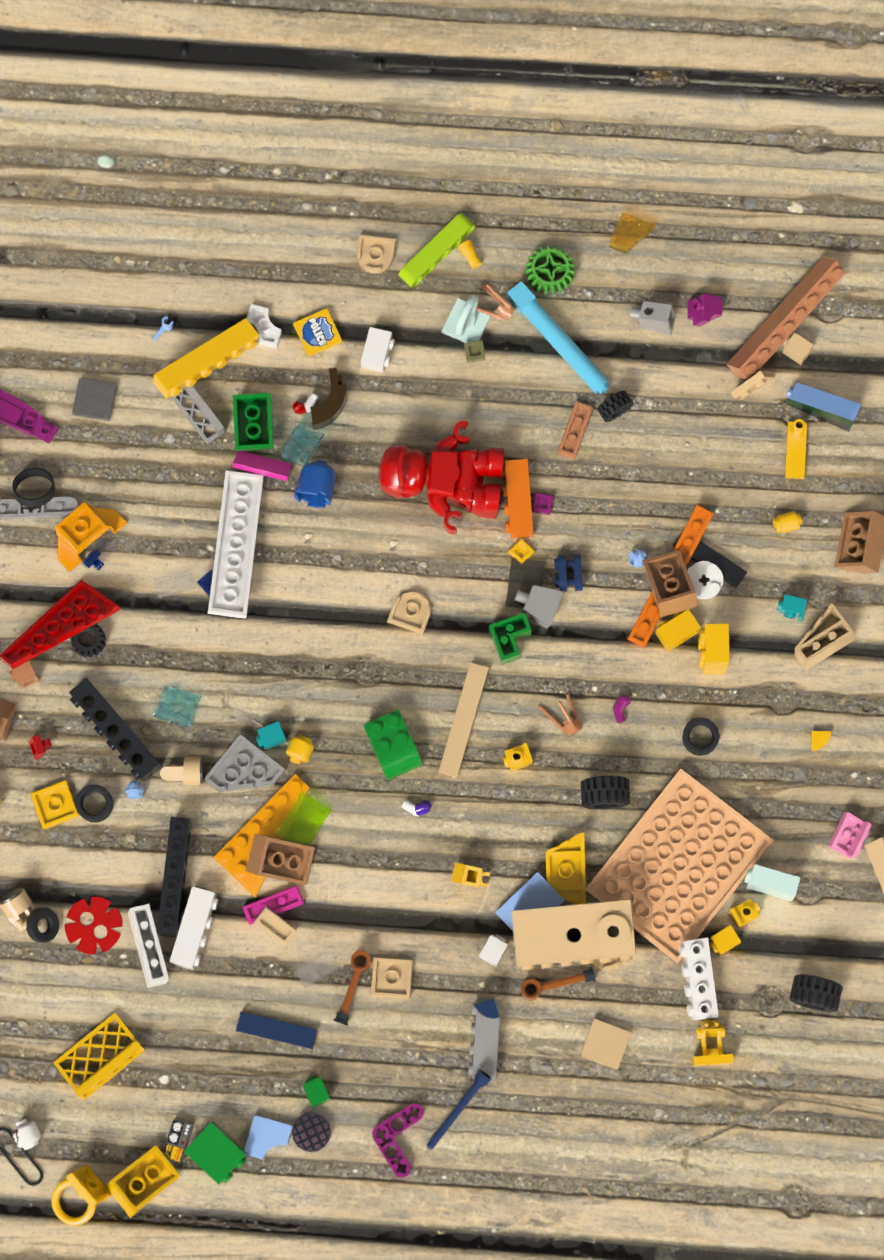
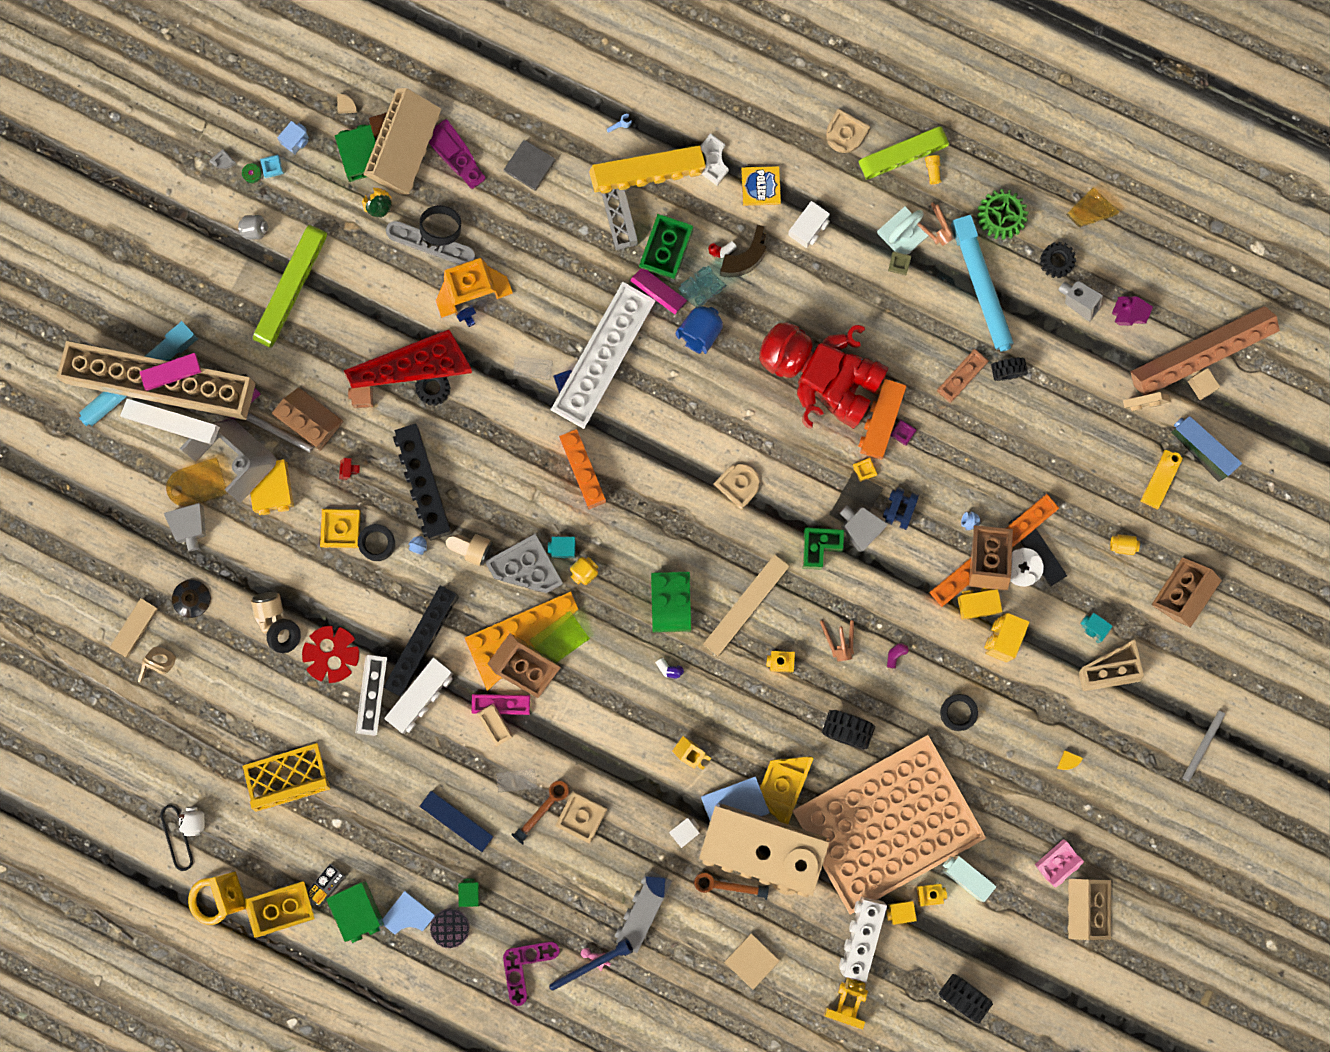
camera: 20 degrees right, 5 degrees up
(177, 706) = (488, 484): clear light blue hinge -> none
(259, 657) = (582, 469): none -> orange brick
(448, 1101) = (586, 953): none -> bright pink piece
(618, 280) = (1066, 252): none -> black tyre

